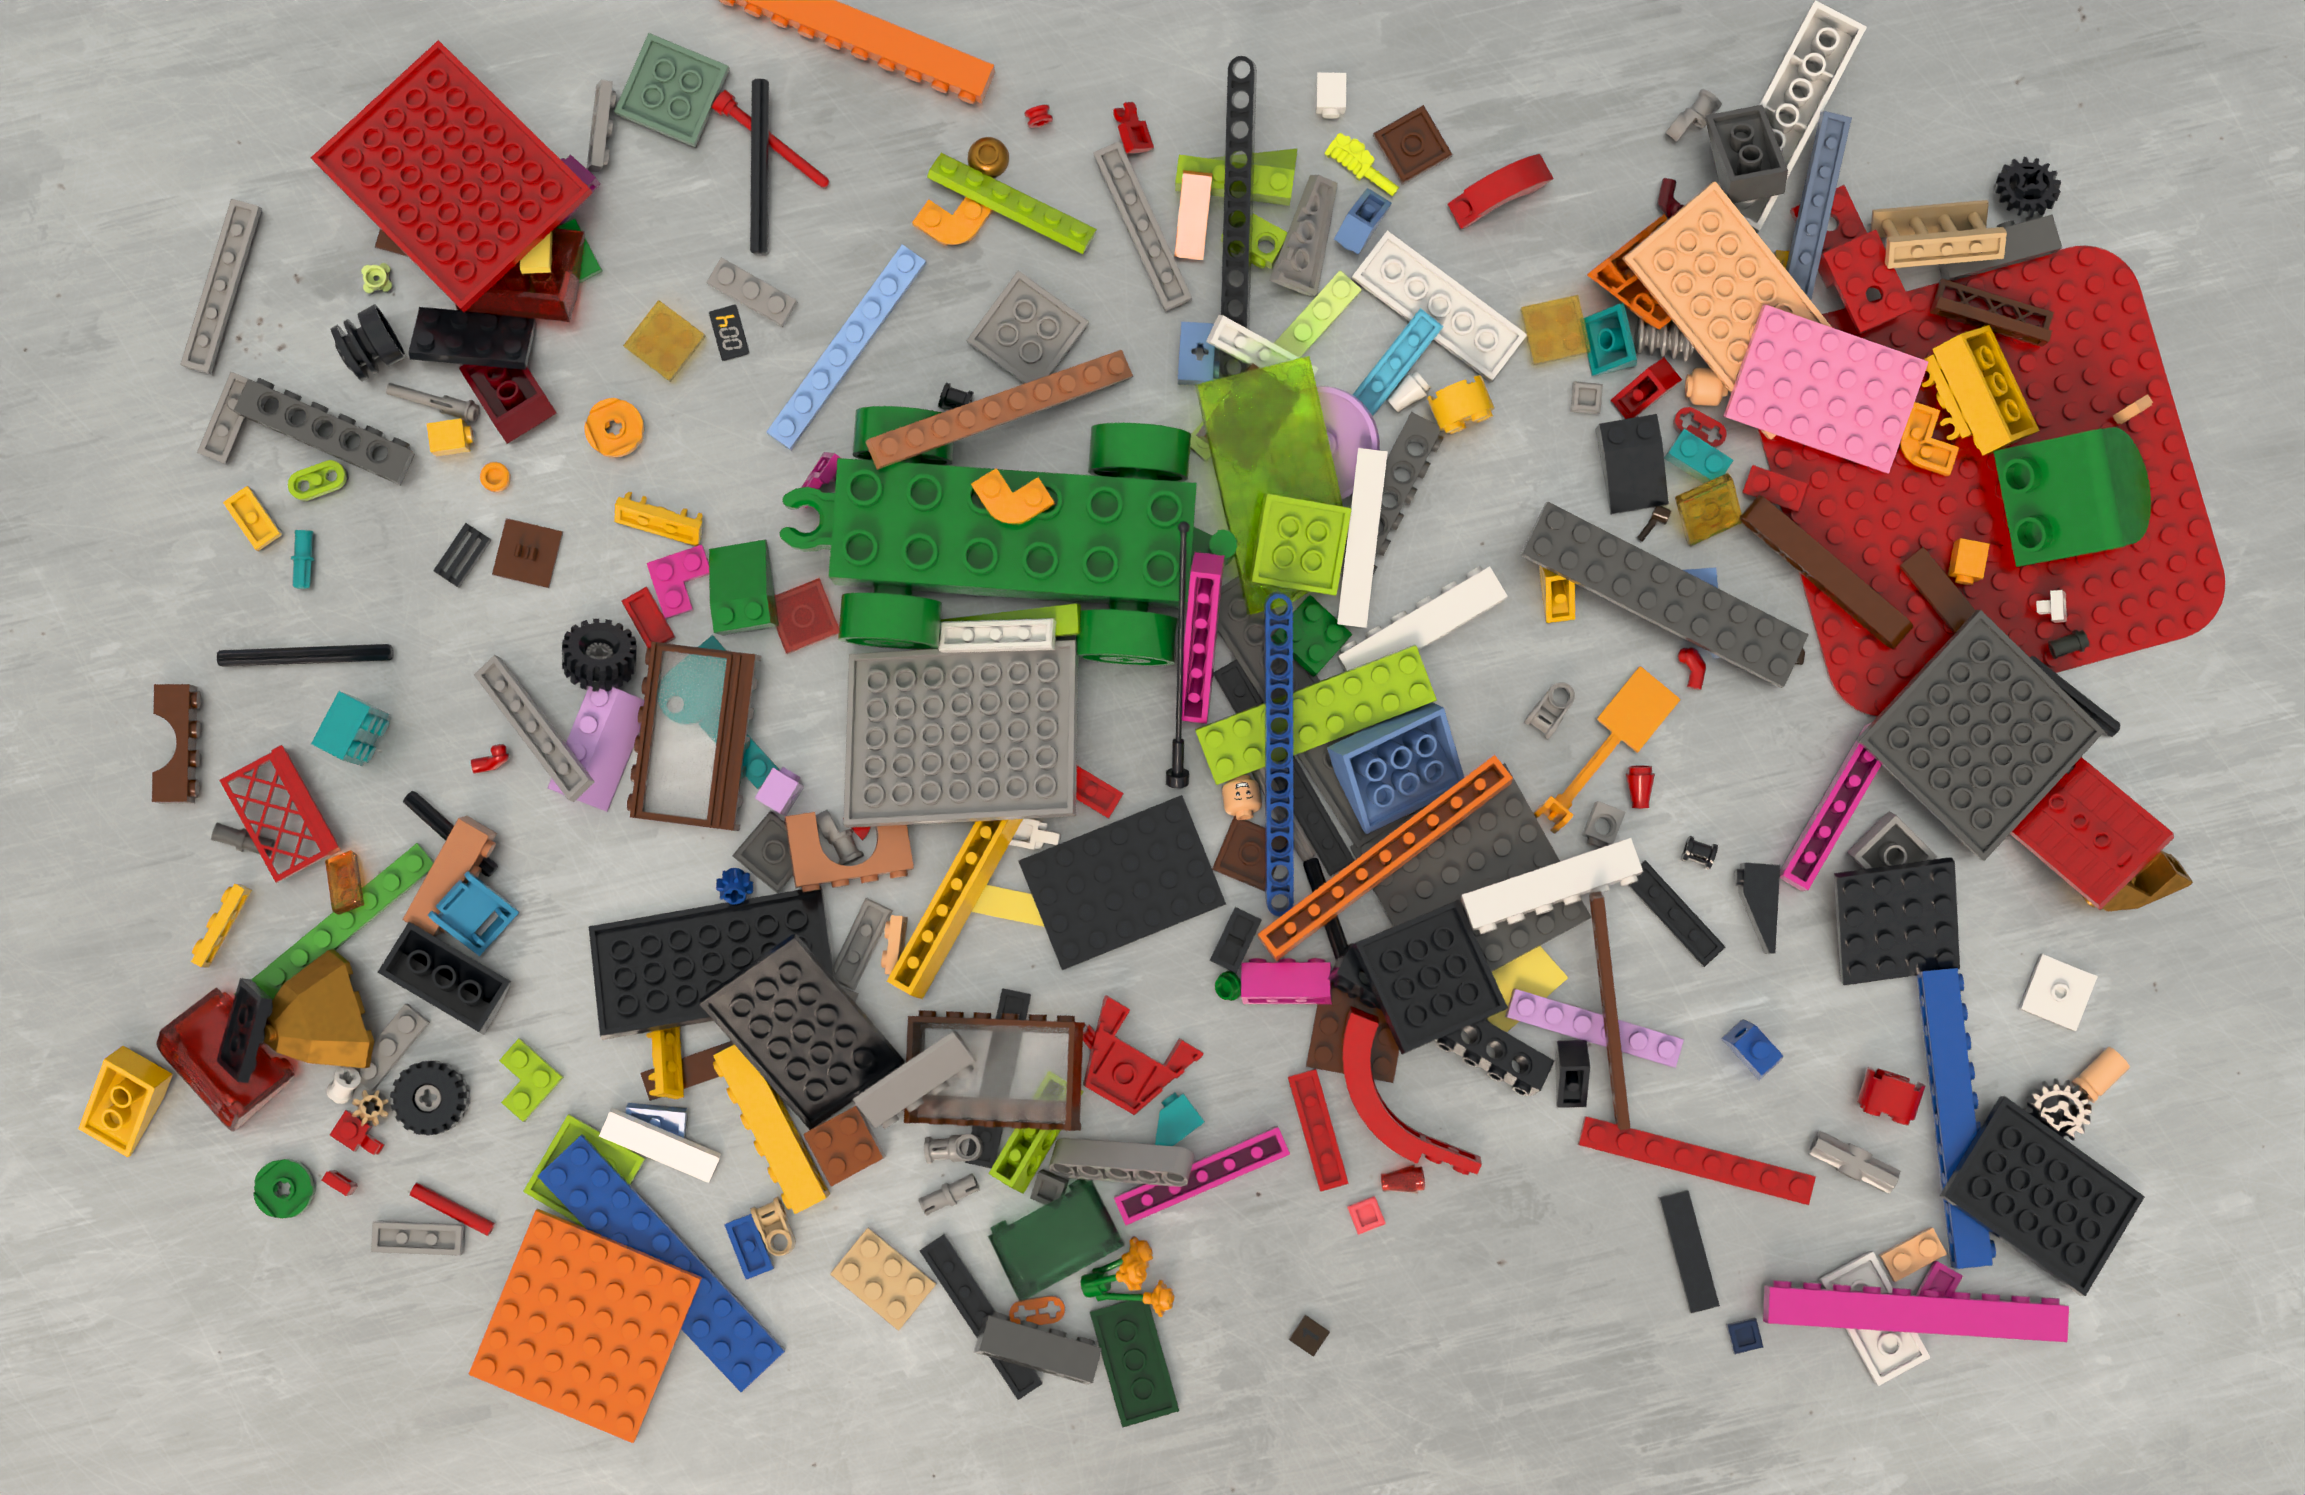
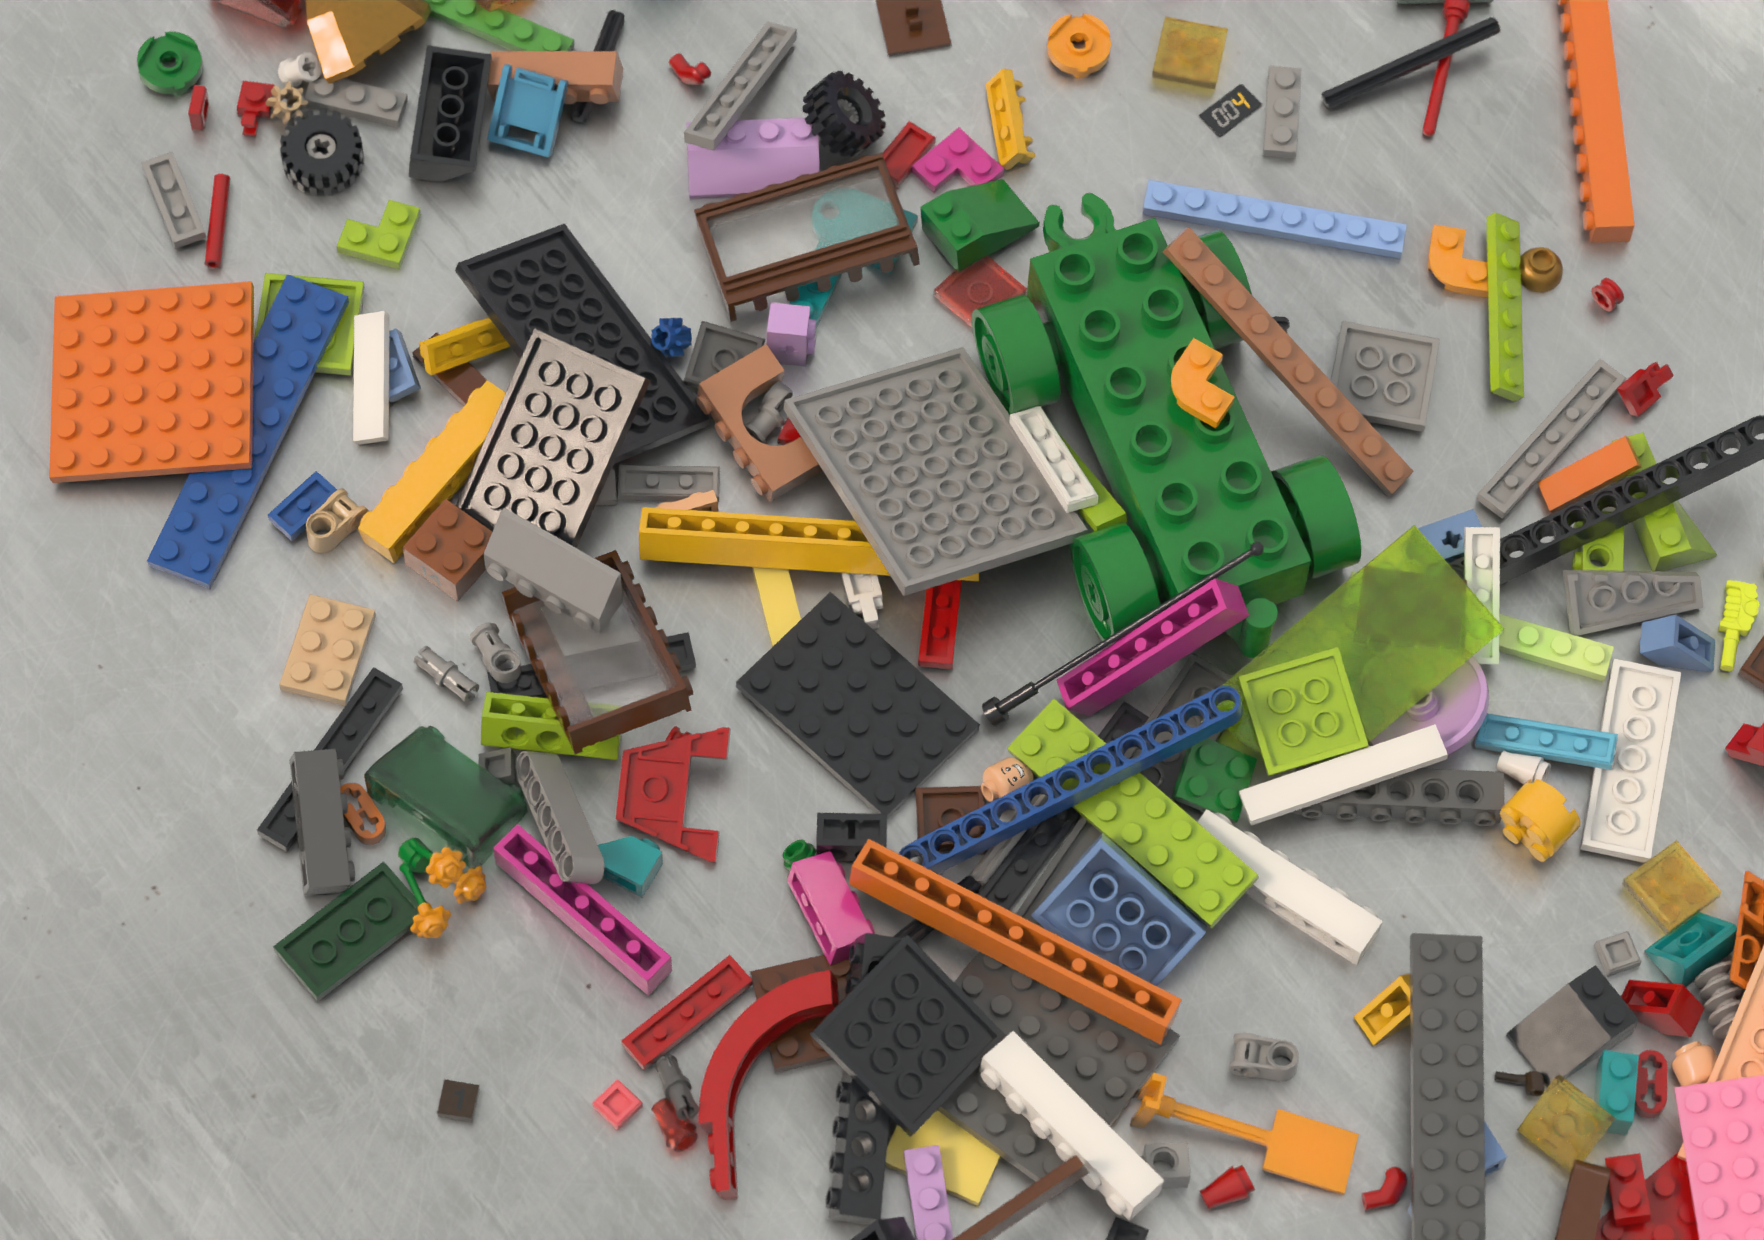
camera: 60 degrees right, 20 degrees down
(1378, 1166) = (677, 1087): none -> dark grey pin

